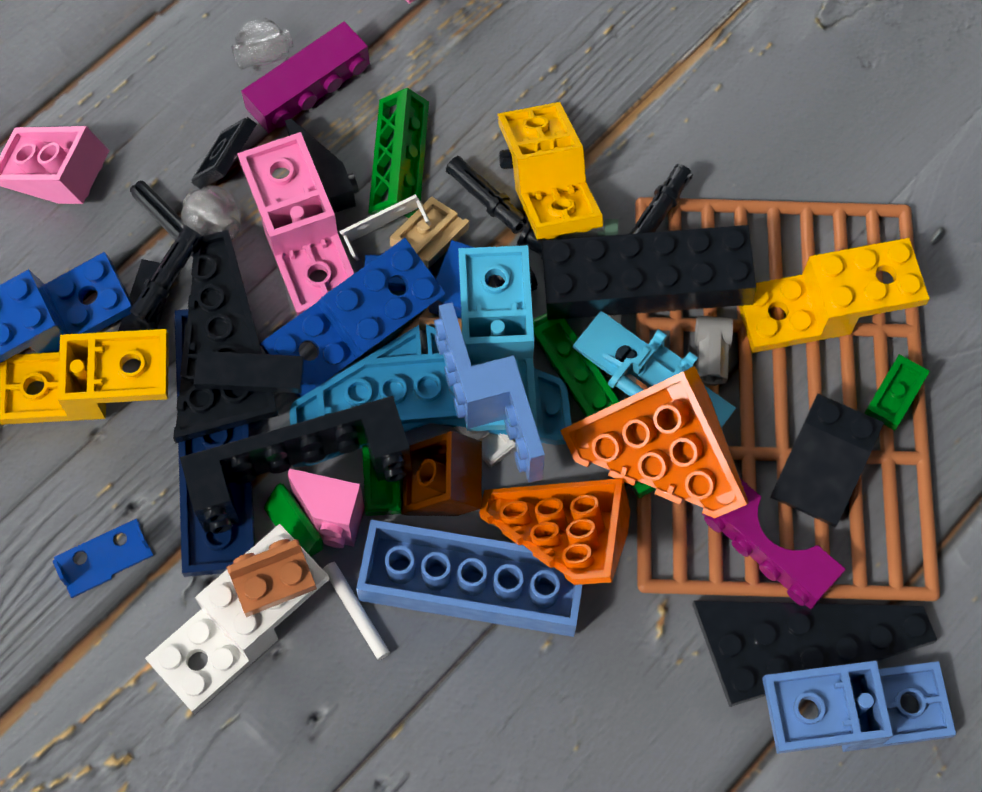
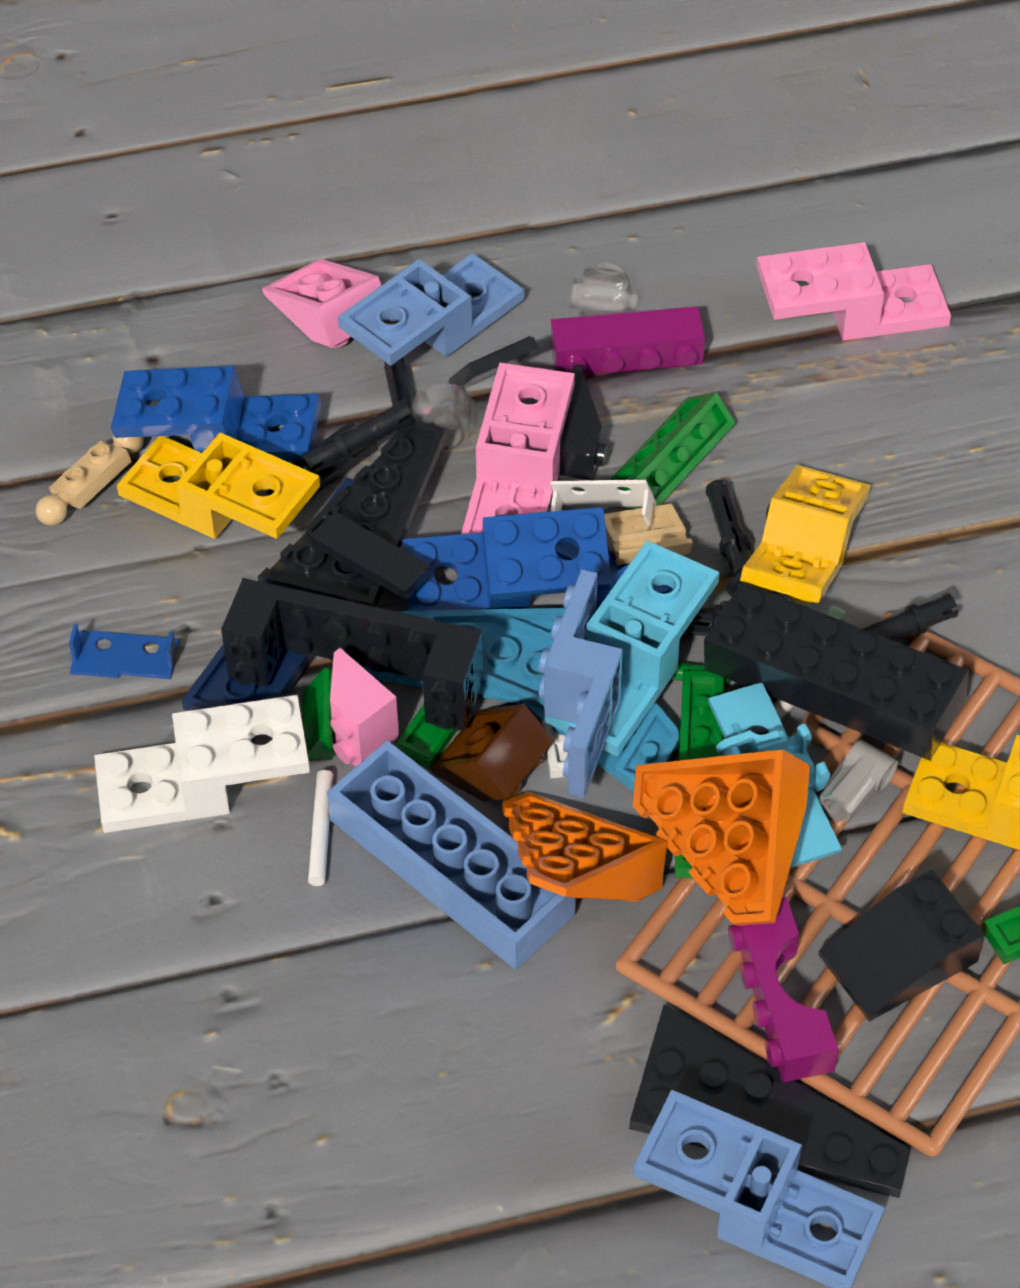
camera: 35 degrees right, 15 degrees down
(141, 130) = (430, 308): none -> medium blue bracket
(271, 576) = (251, 726): nougat bracket -> none

